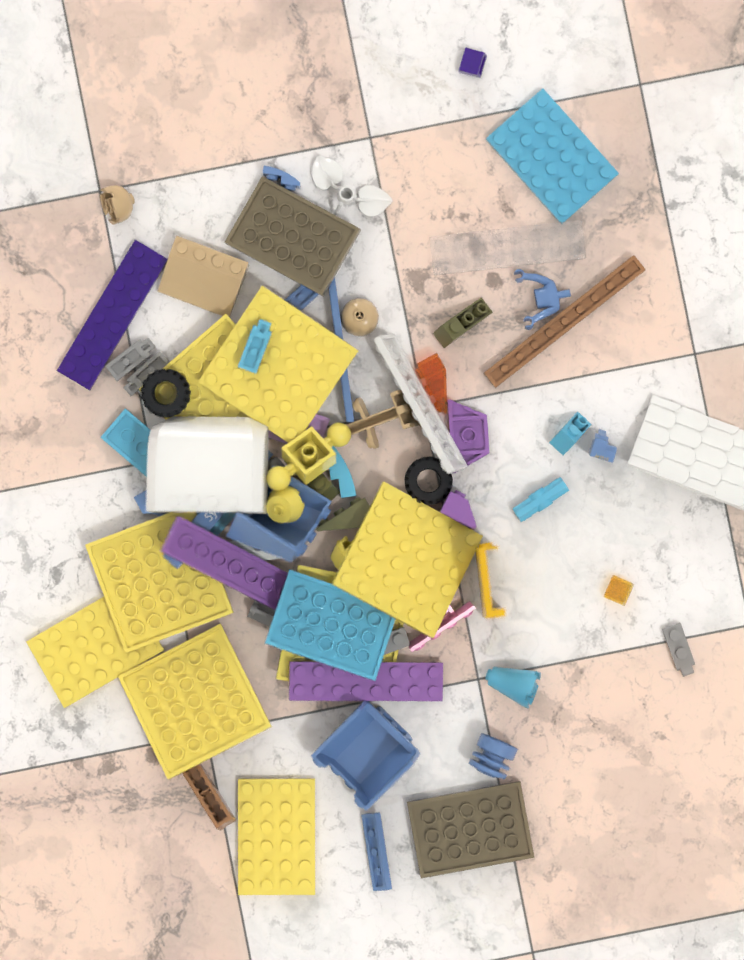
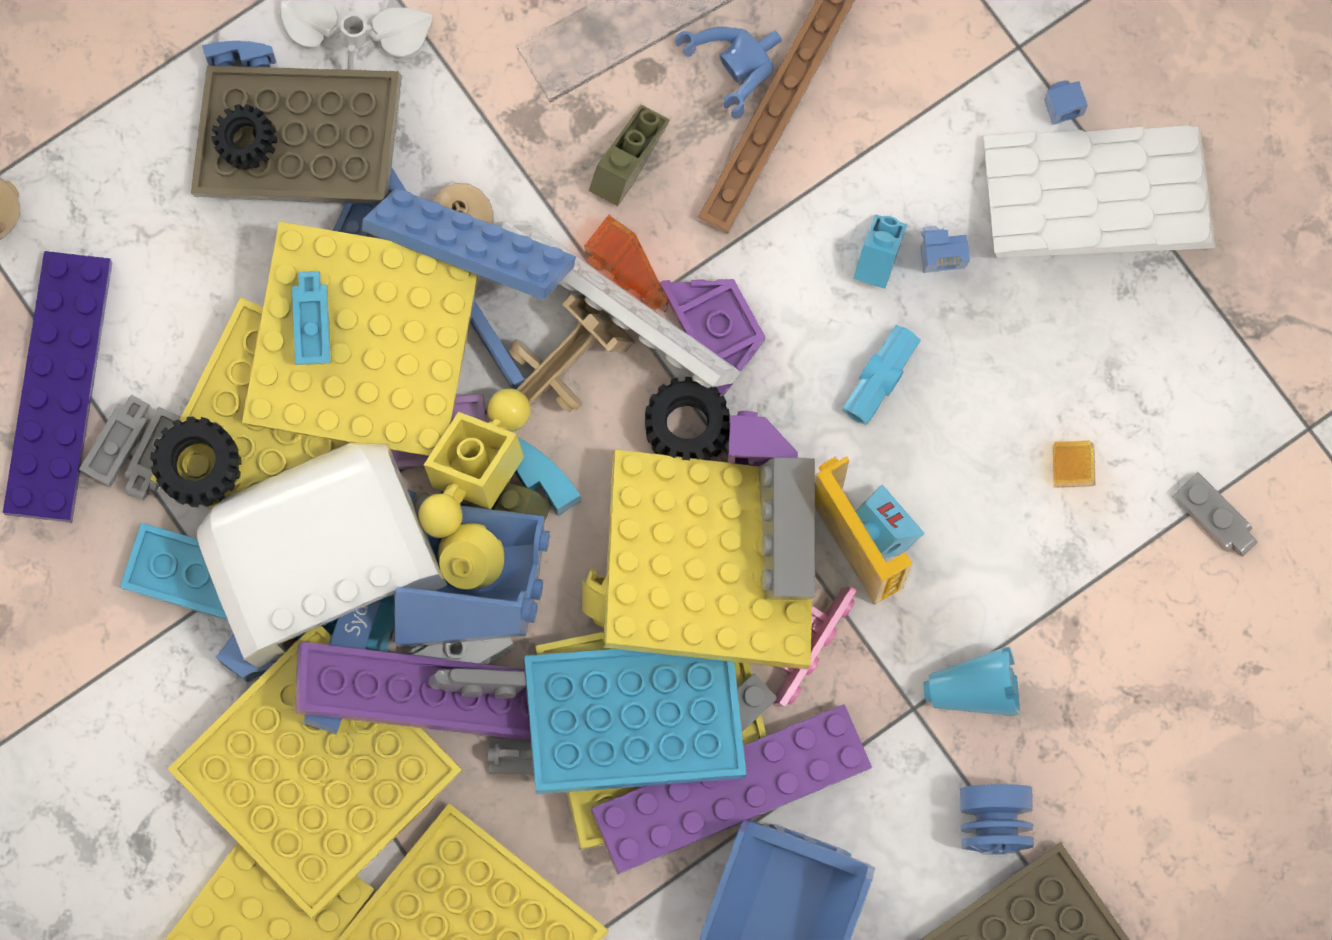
camera: 20 degrees left, 10 degrees down
(203, 276) = (178, 260): tan slope -> none
(257, 572) = (476, 682): none -> light grey hinge
(269, 237) = (231, 124): none -> black tyre
(348, 518) = (581, 542): olive slope -> none
(355, 340) = (469, 243): none -> medium blue plate
(453, 563) = (788, 528): none -> light grey wedge
(505, 579) = (888, 523): none -> medium azure torso
(704, 396) = (1065, 101): none -> medium blue plate

